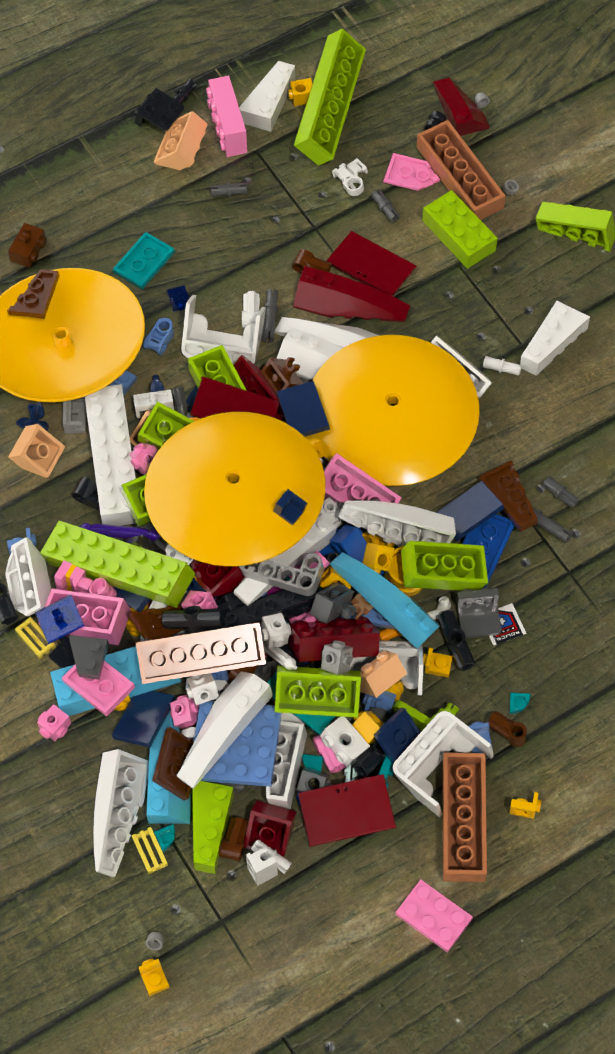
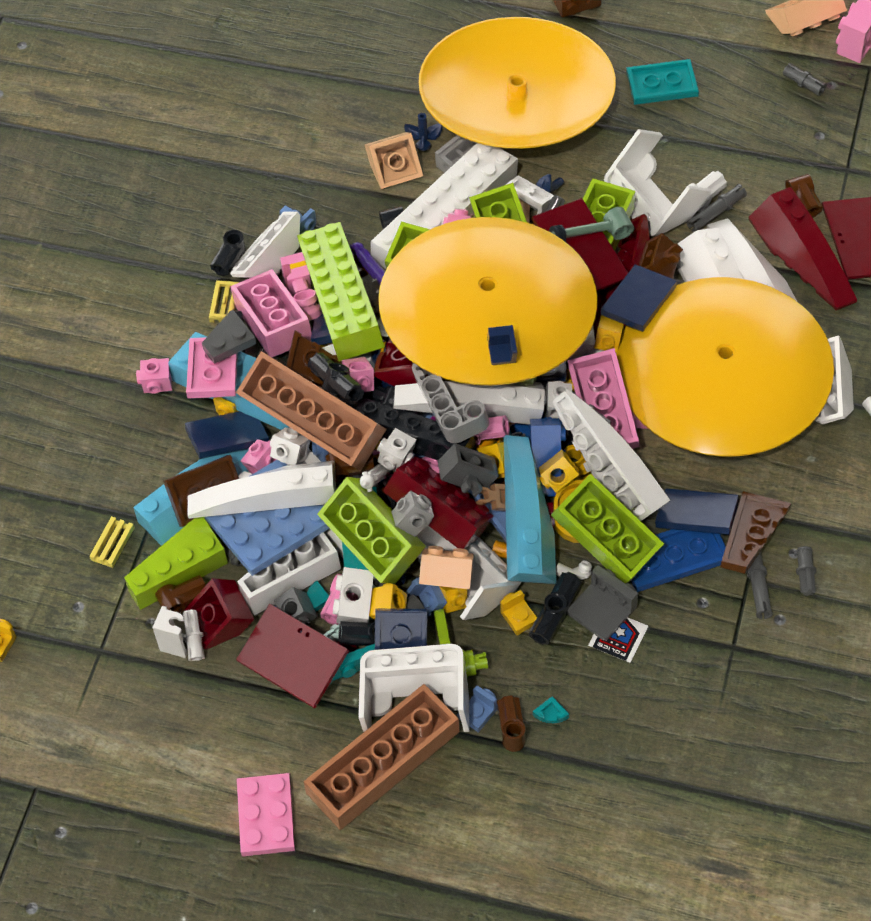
camera: 50 degrees right, 5 degrees down
(37, 297) = (526, 40): reddish brown wing -> none
(59, 619) = (246, 295): clear blue piece -> none
(117, 801) = (120, 485): white wedge -> none
(127, 380) = (529, 162): medium blue bracket -> none
(150, 942) = (32, 613): light grey hinge -> none
(158, 339) = (602, 150): medium blue piece -> none
(165, 837) = (136, 544): teal tile -> none
(178, 298) = (657, 126): clear blue bracket -> none
(238, 375) = (615, 221): none -> sand green piece
(523, 808) = (446, 802): yellow bracket -> none

